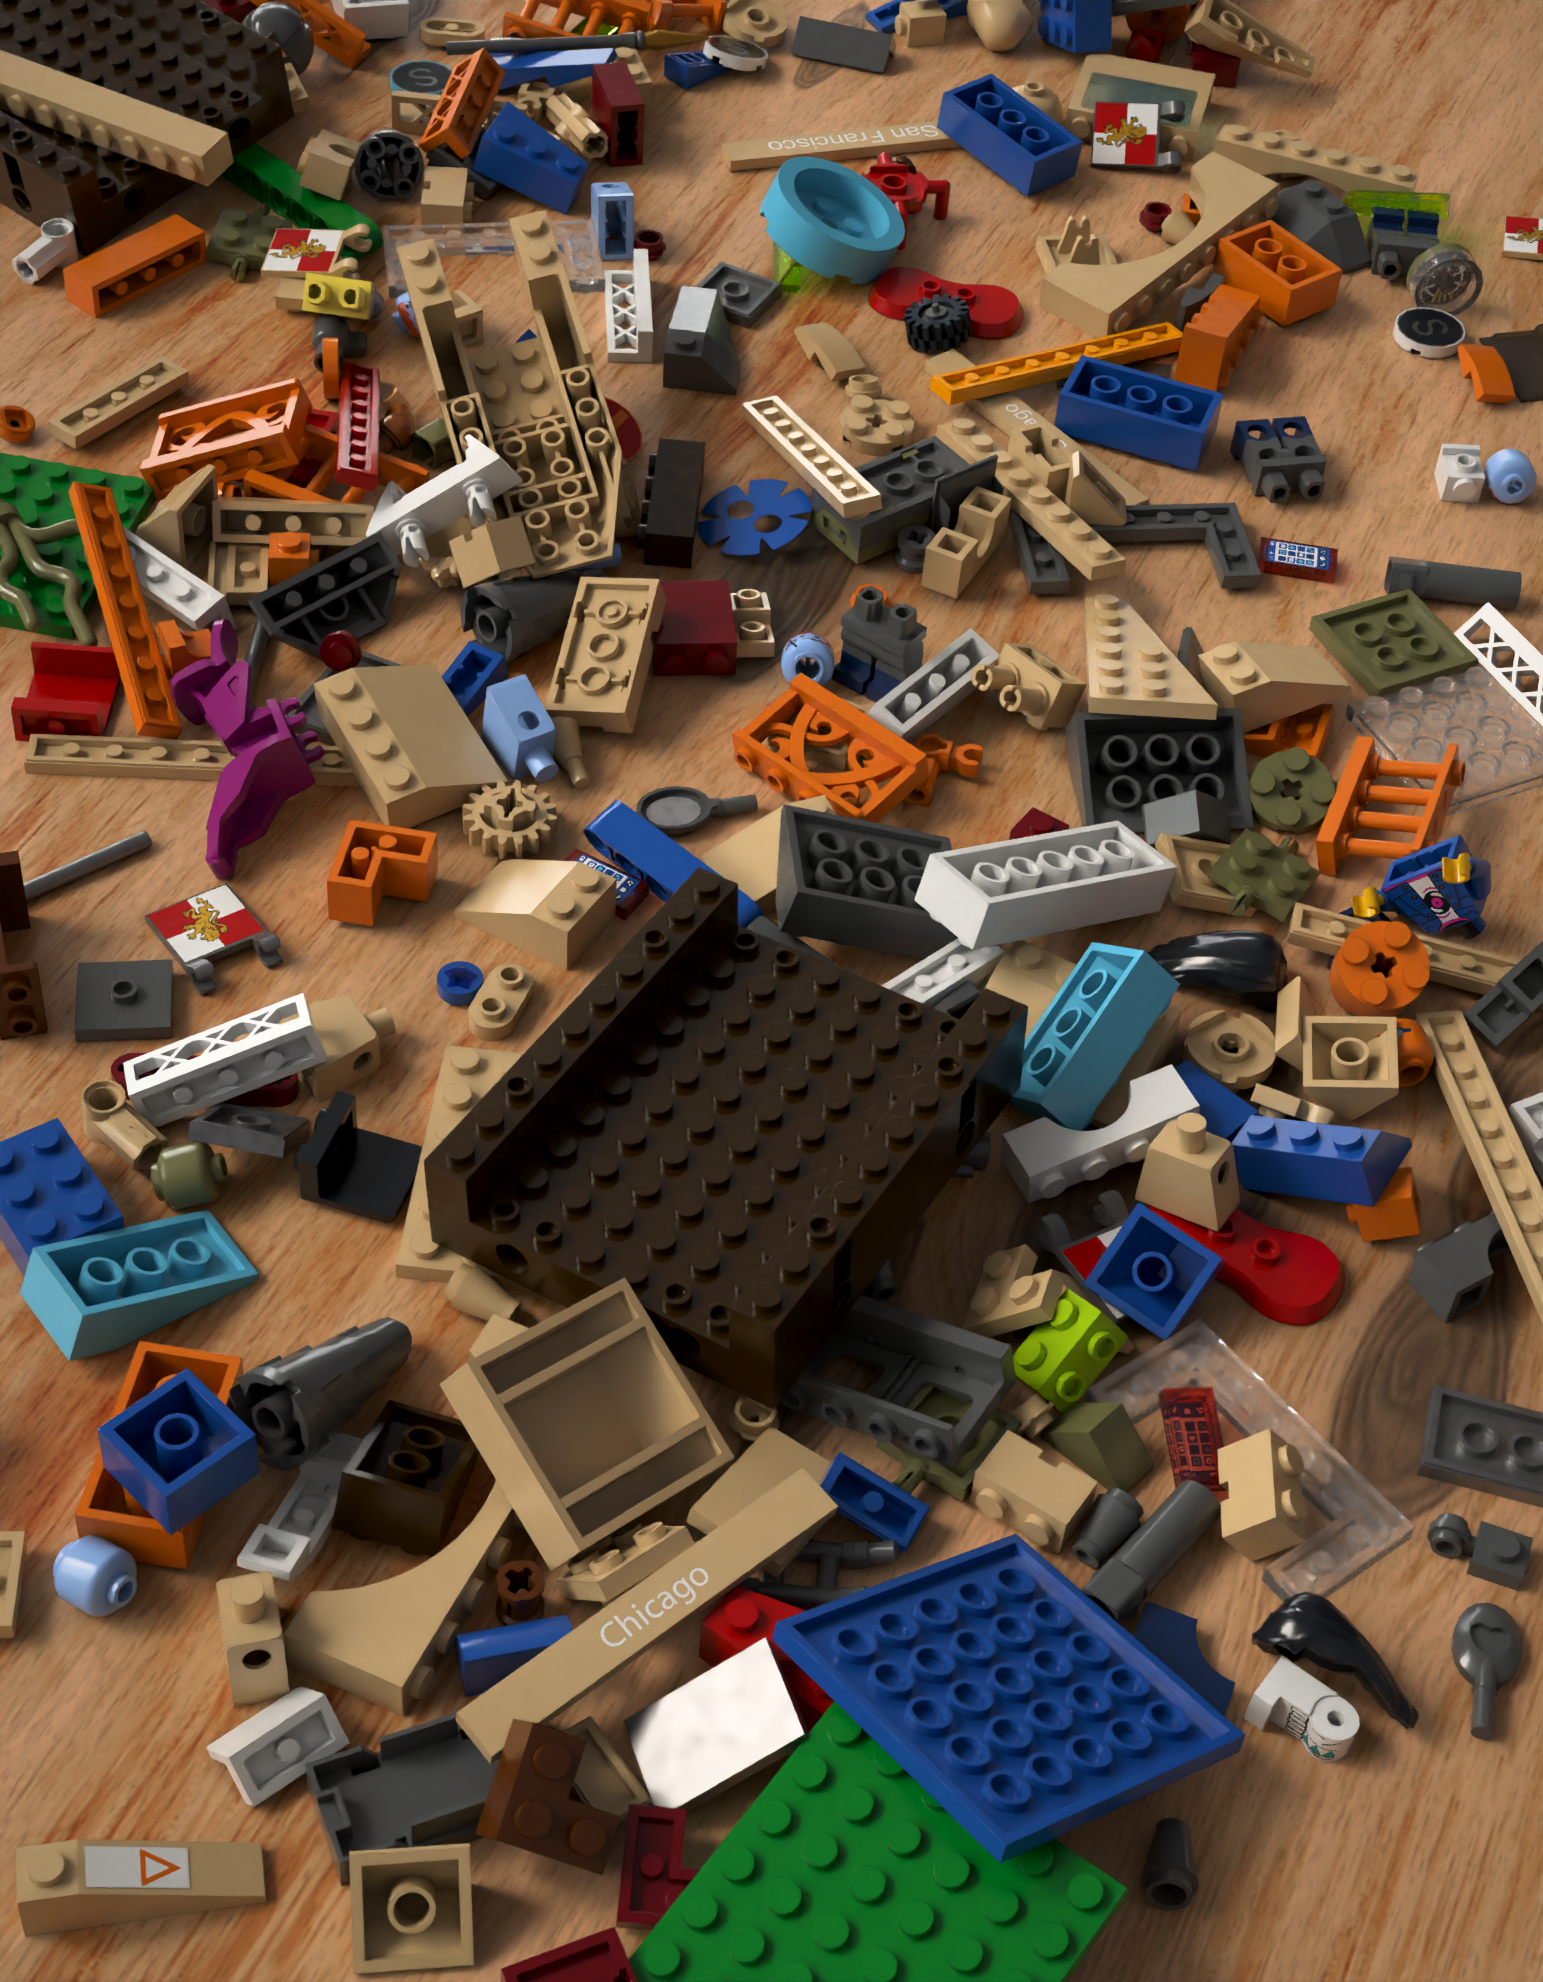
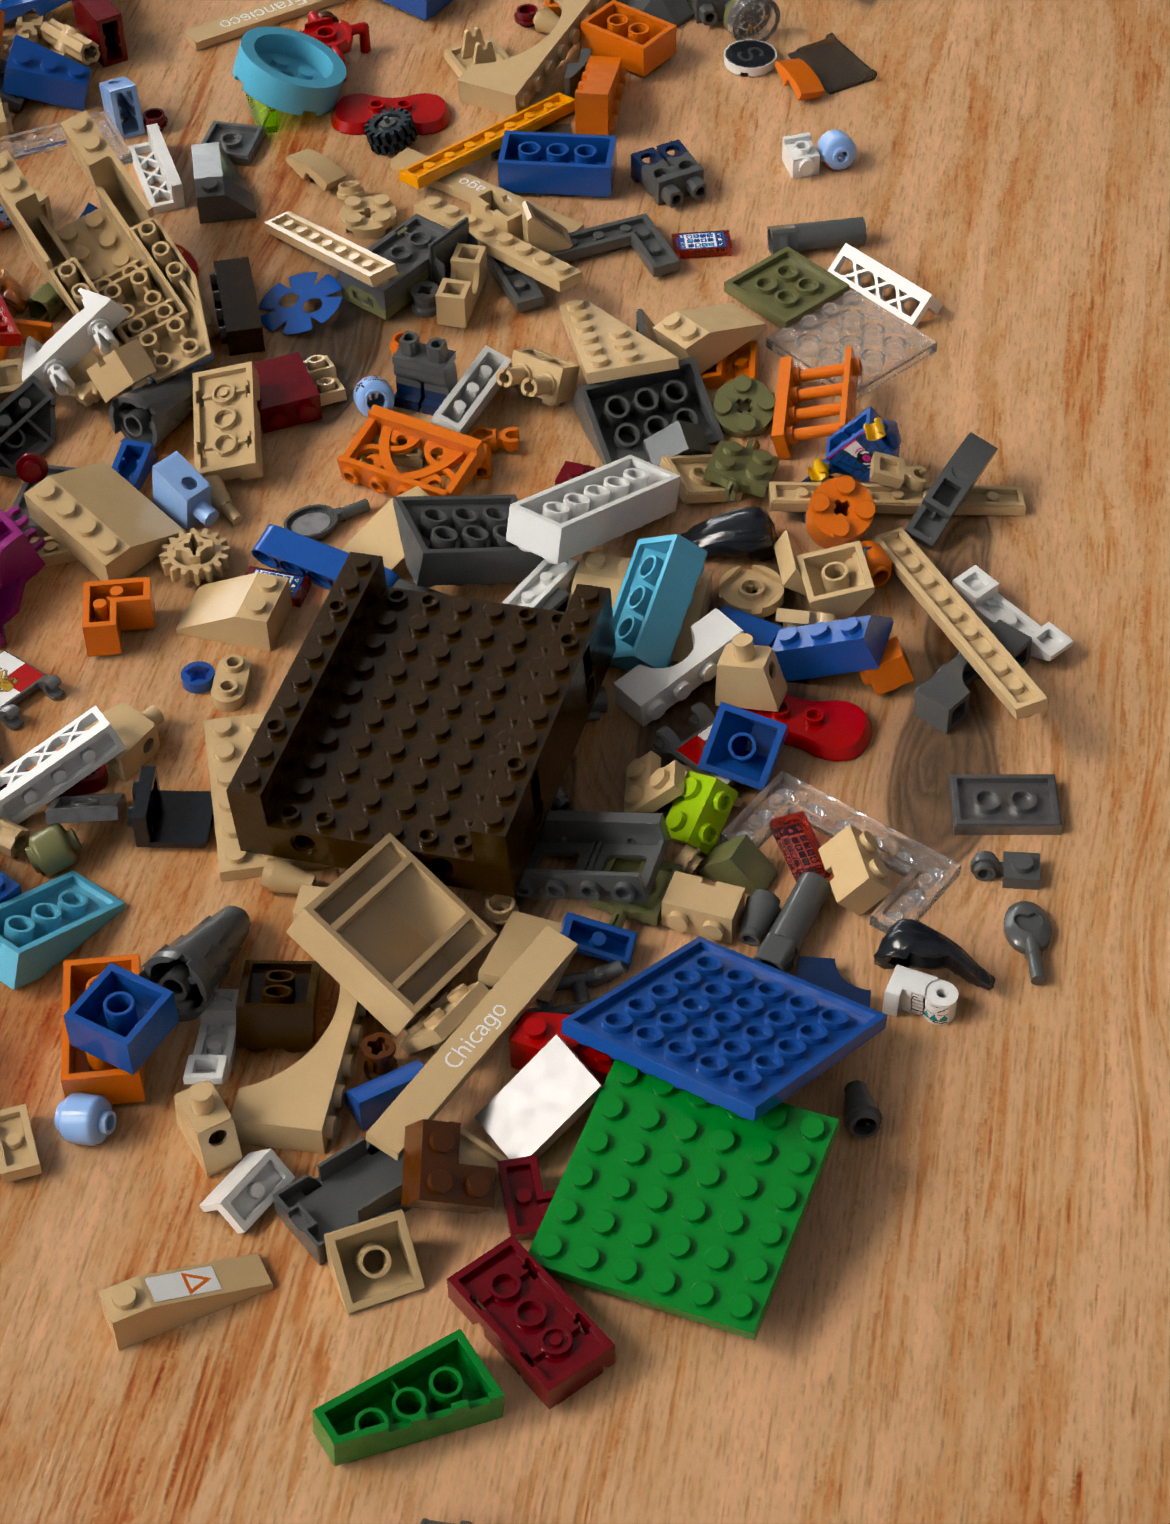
camera: 10 degrees left, 0 degrees up
(1468, 931) = (893, 472): none -> tan plate

